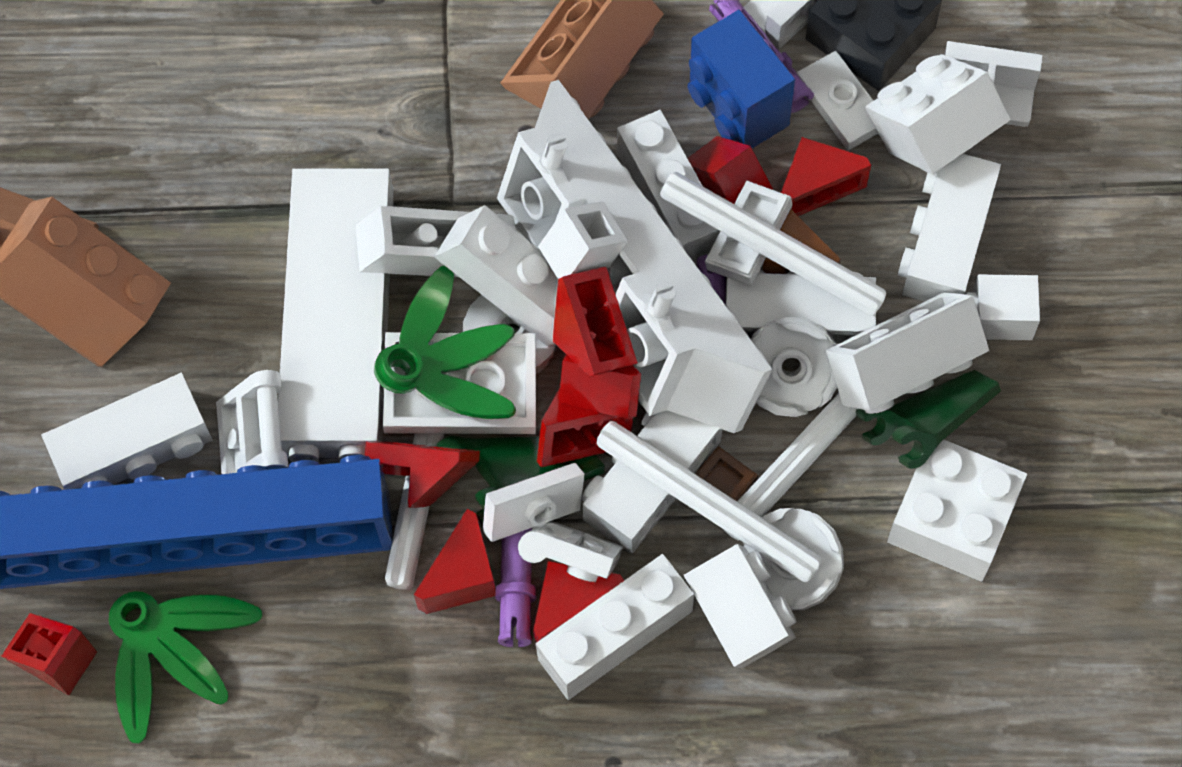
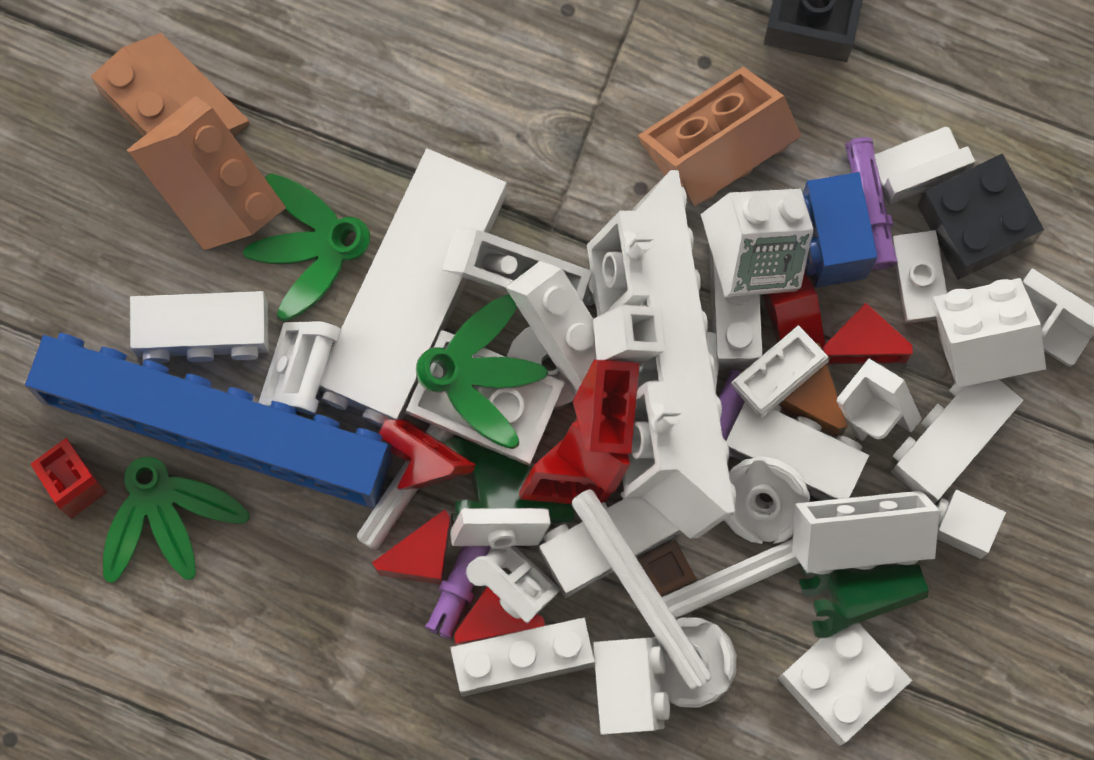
camera: 20 degrees right, 10 degrees up
(226, 309) = (325, 244): none -> green plant
(670, 111) = (759, 241): none -> white slope
(773, 243) = (792, 394): white axle -> none
(861, 221) = (877, 402): none -> white panel

